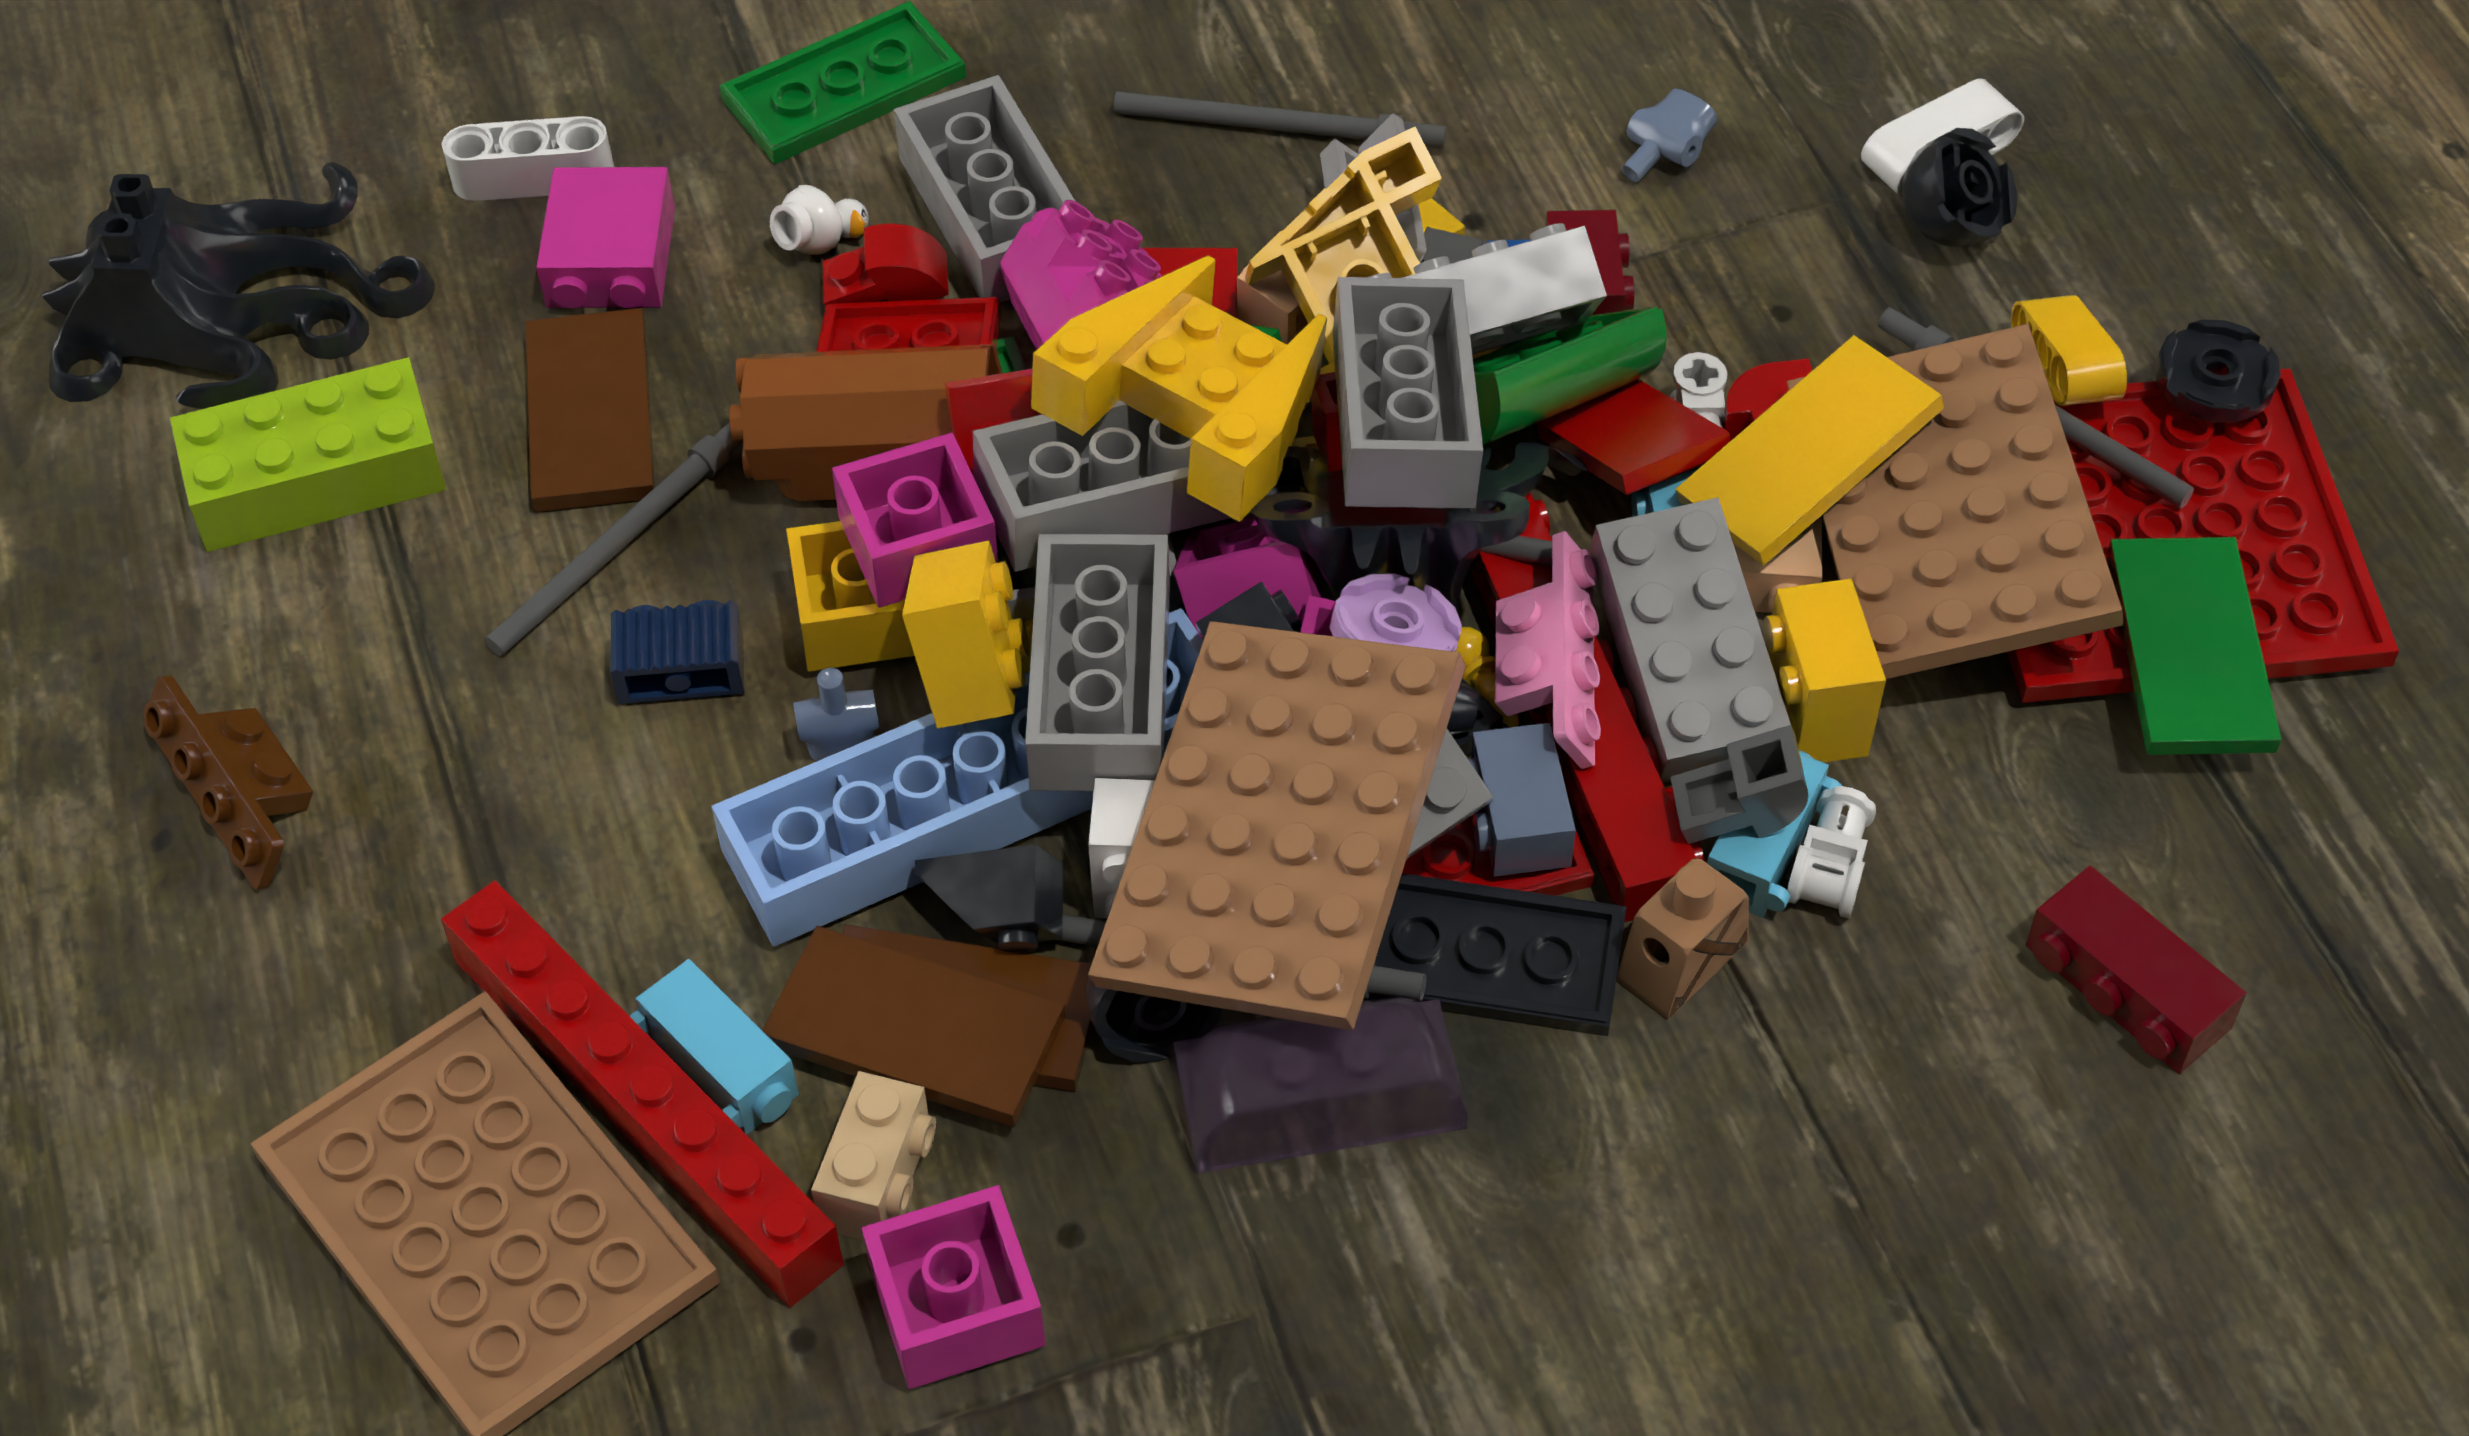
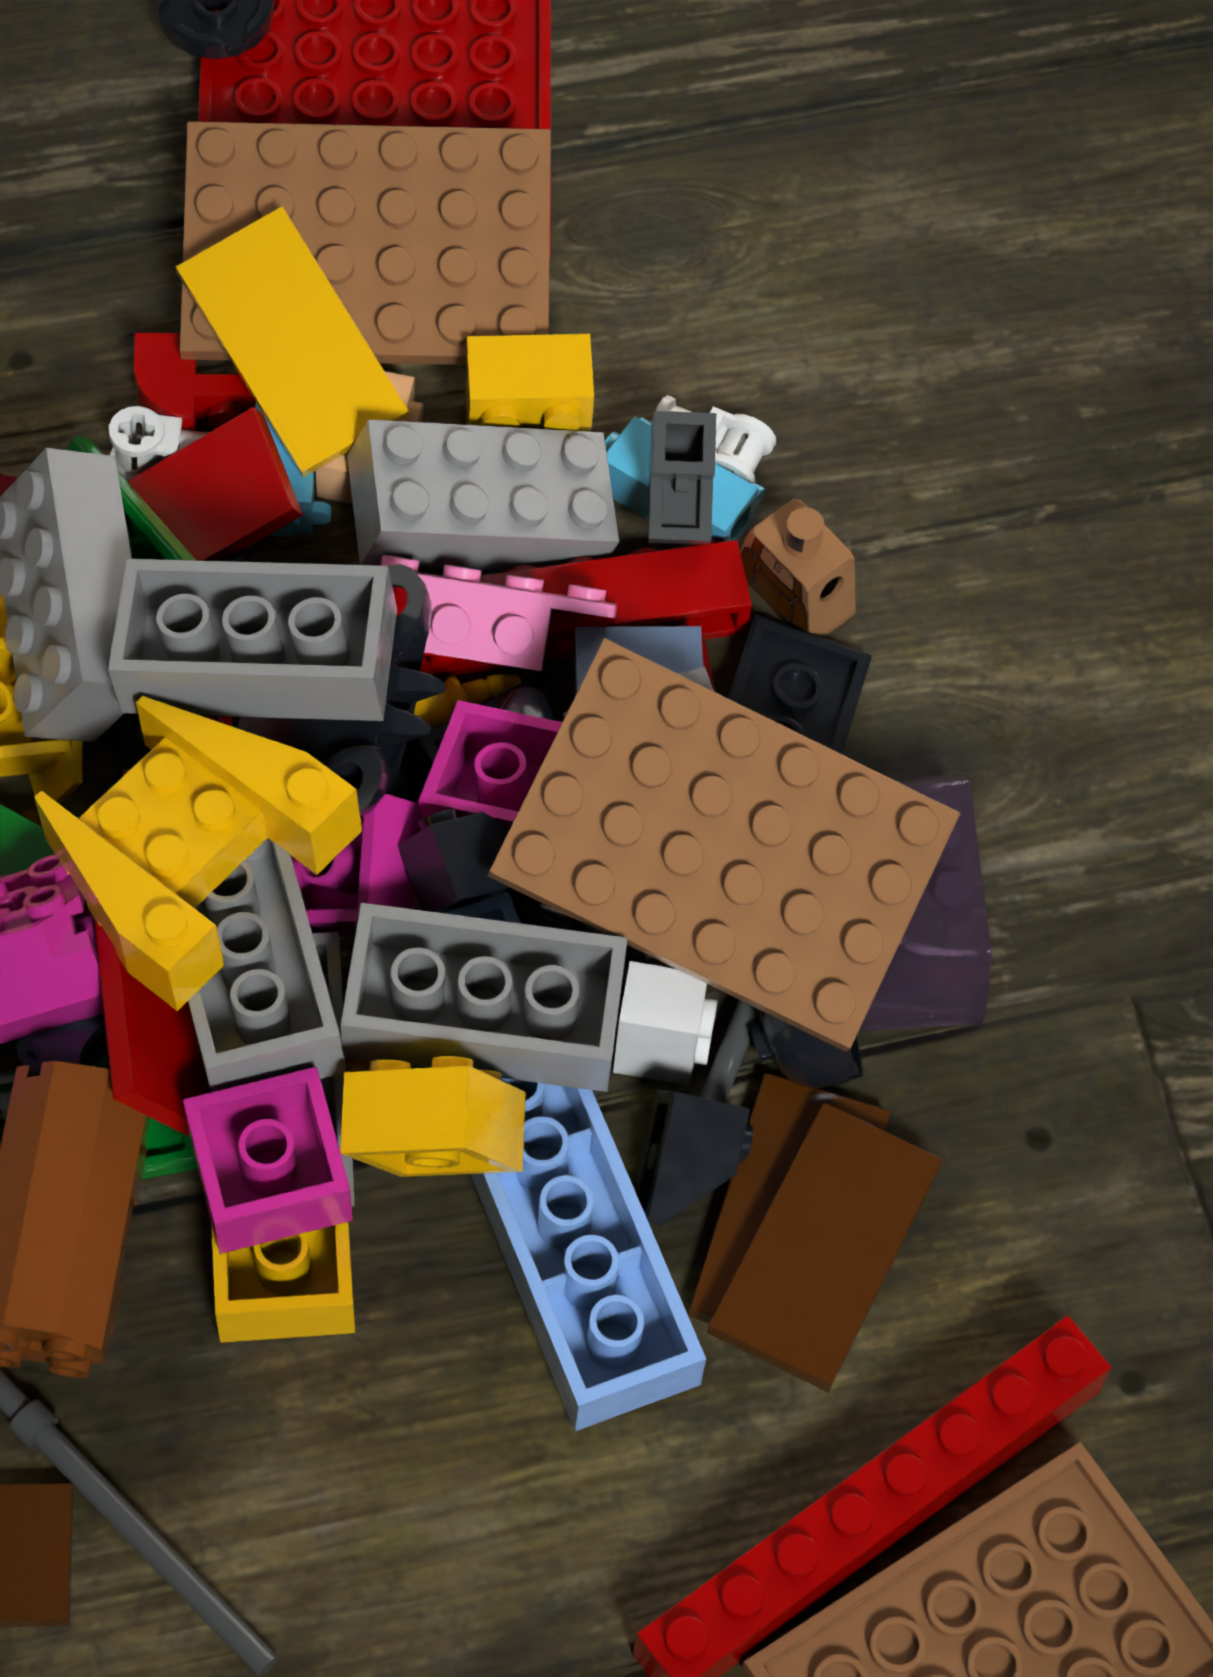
camera: 90 degrees left, 10 degrees up
(677, 652) = (321, 1460): dark blue brick -> none
(717, 1046) = (829, 1434): medium azure brick -> none
(835, 717) = (445, 1294): sand blue piece -> none
(873, 1154) = (971, 1291): tan brick -> none
(954, 1286) = (1121, 1225): dark pink brick -> none
(1394, 613) = (484, 723): lavender plate -> none
(2073, 349) = (151, 117): yellow beam -> none
(2075, 430) = (135, 225): dark grey bar -> none
(2134, 969) = (858, 242): dark red brick -> none
(2193, 646) = (590, 106): green tile -> none

